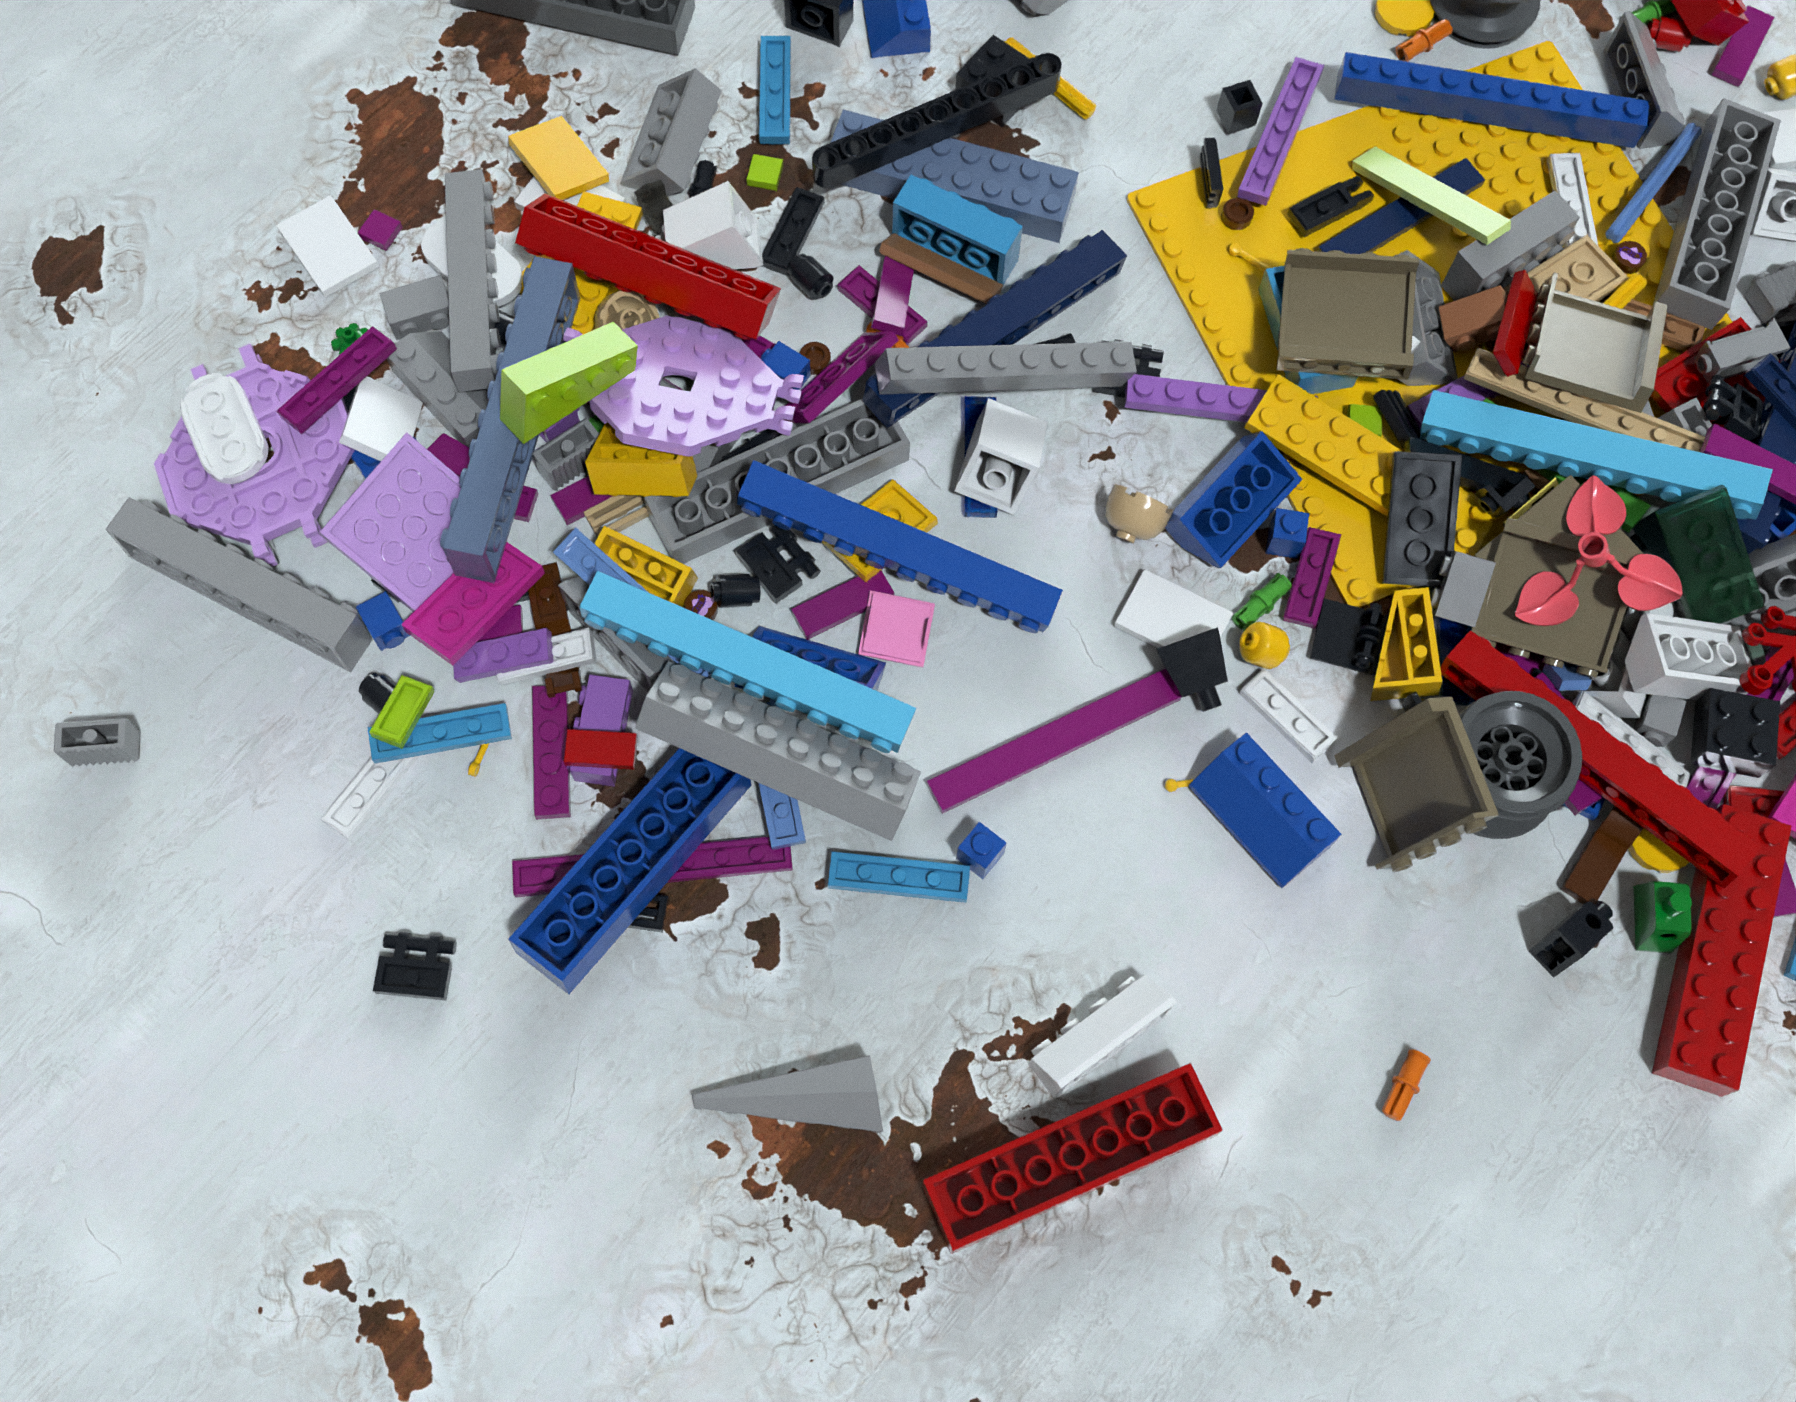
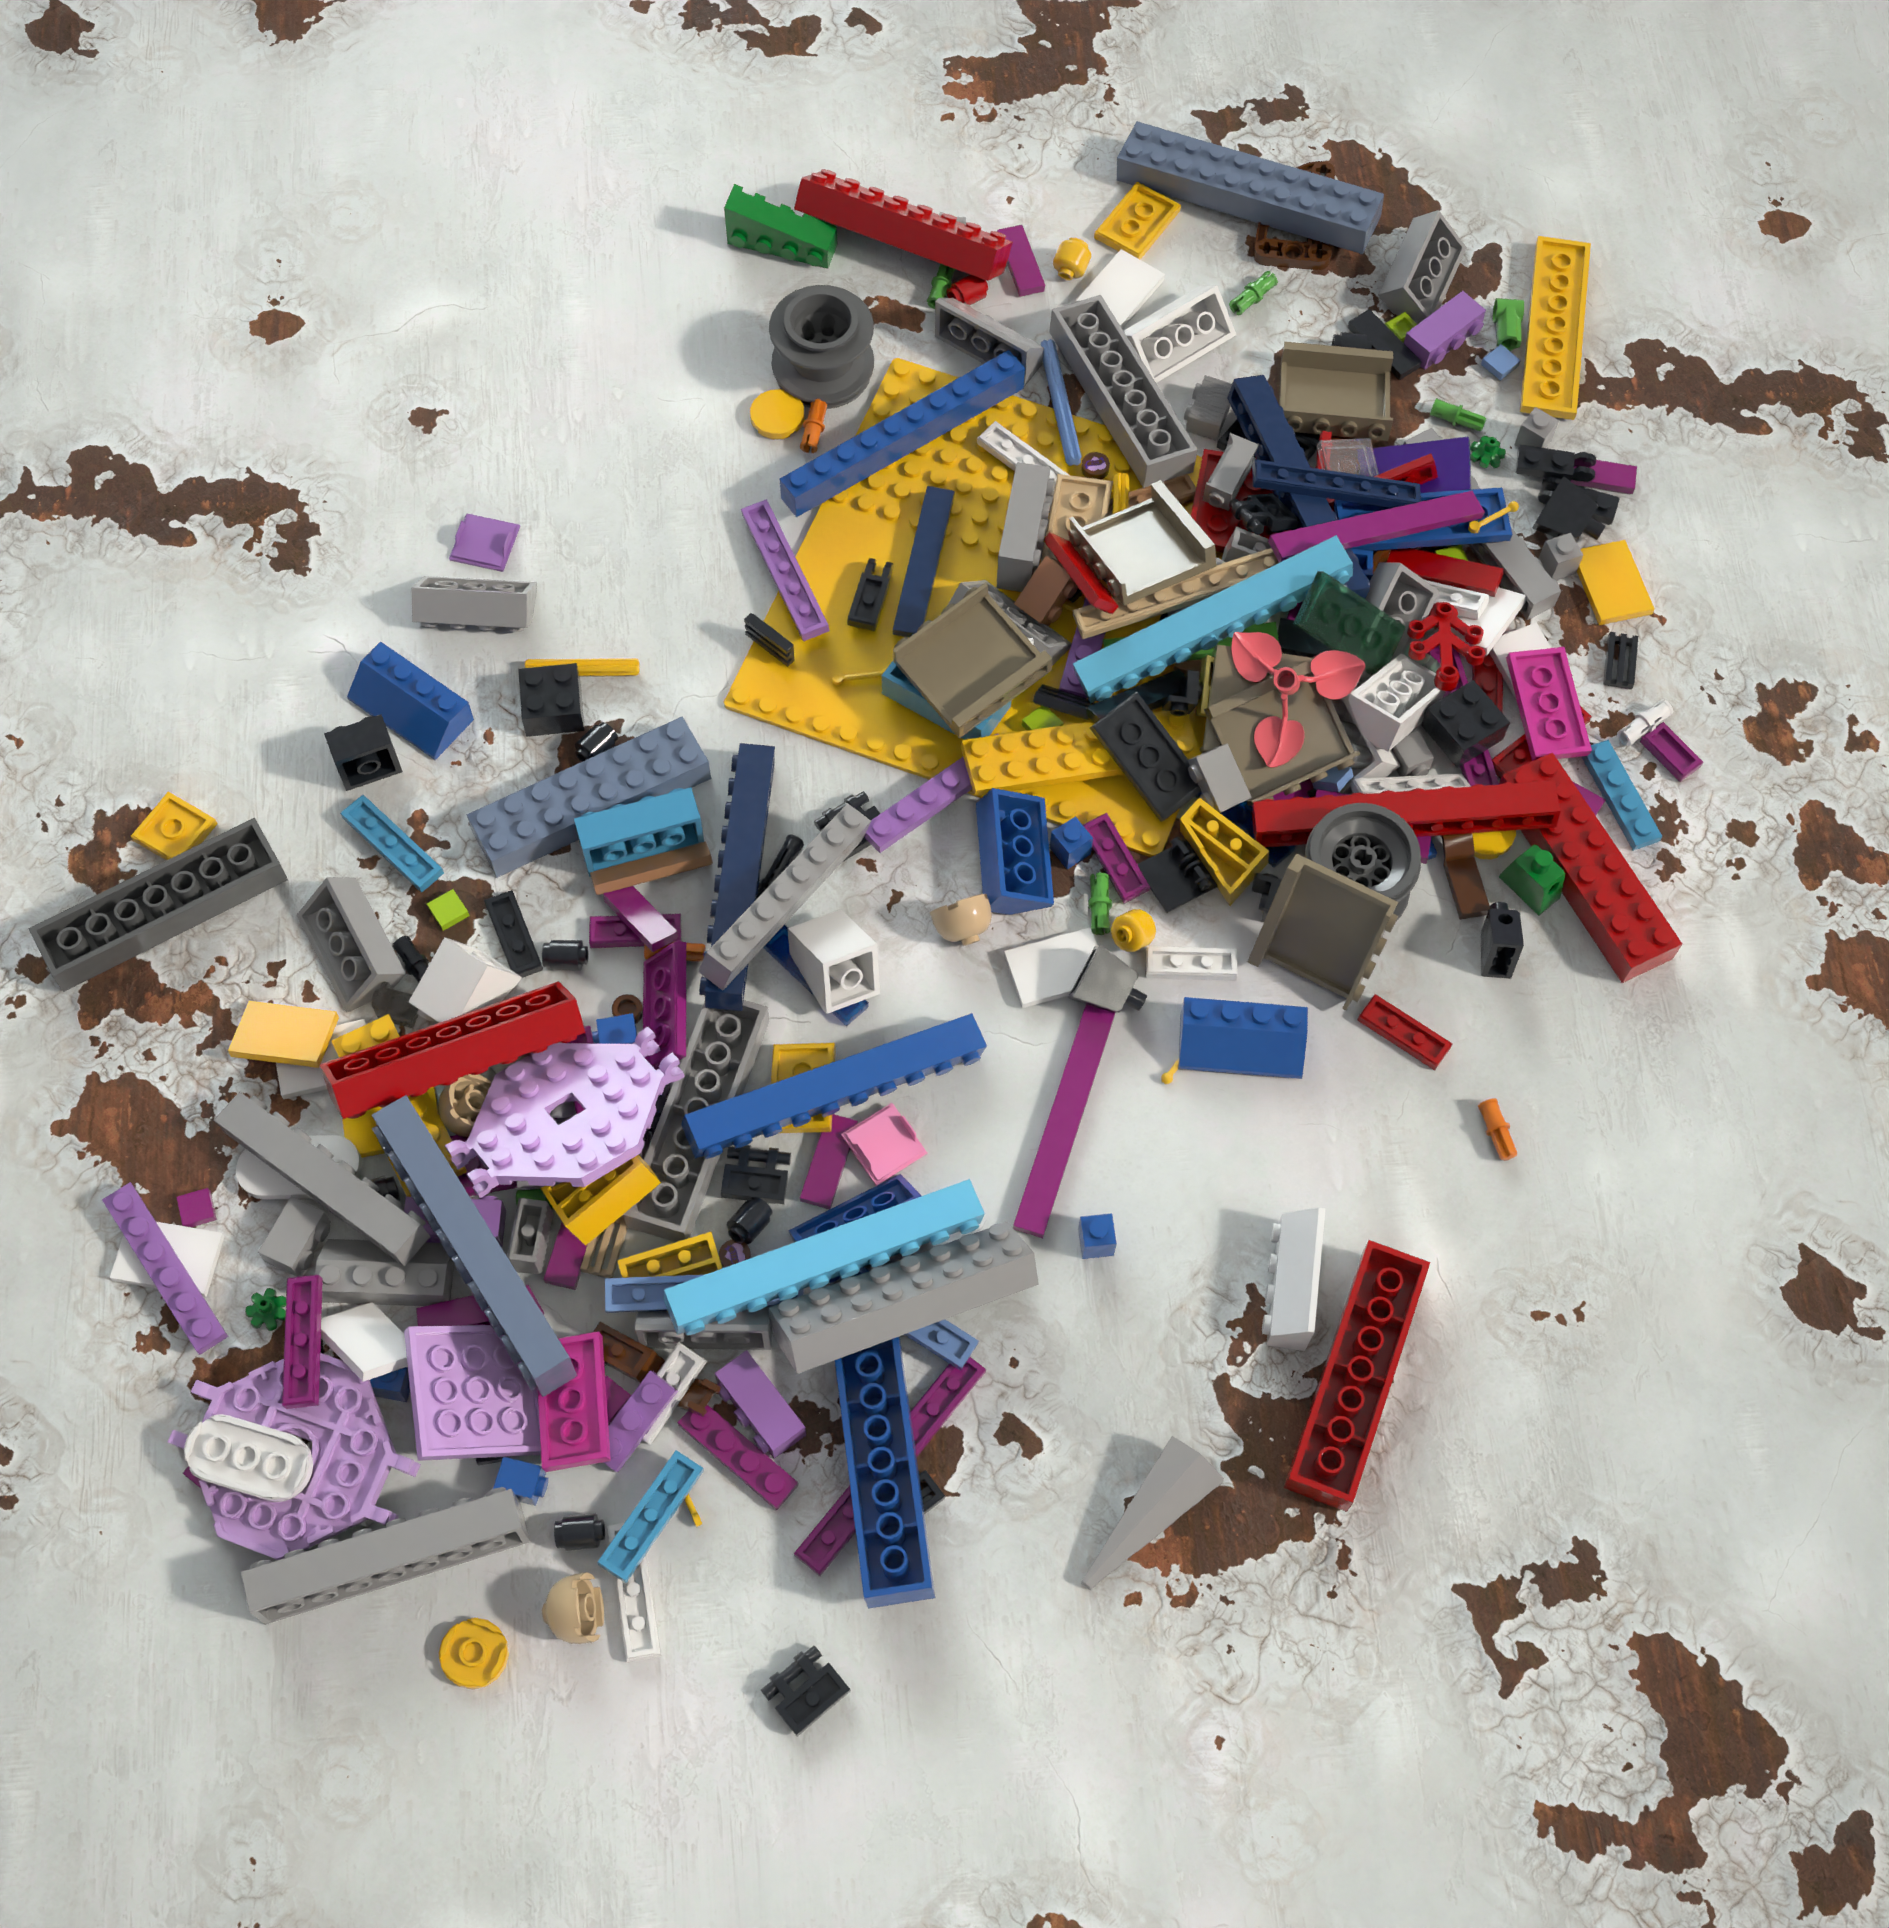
camera: 45 degrees left, 5 degrees down
(97, 741) = (402, 1771): light grey brick -> none
(232, 711) = (473, 1653): none -> yellow tile
(314, 251) = (165, 1268): none -> medium lavender plate
(322, 747) = (574, 1609): none -> tan cylinder
(402, 711) = (611, 1526): lime tile -> none
(563, 379) = (500, 1179): lime wedge -> none
(600, 749) = (780, 1414): red tile -> none
(899, 877) = (1061, 1306): dark azure plate -> none
(936, 120) = (549, 776): black beam -> none
(998, 138) = (595, 741): none -> black brick
(1237, 213) = (814, 652): reddish brown tile -> none
(1239, 106) = (741, 576): black brick -> none
(1410, 933) = (1404, 1032): none -> red tile
(1432, 195) = (936, 531): yellowish green tile -> none

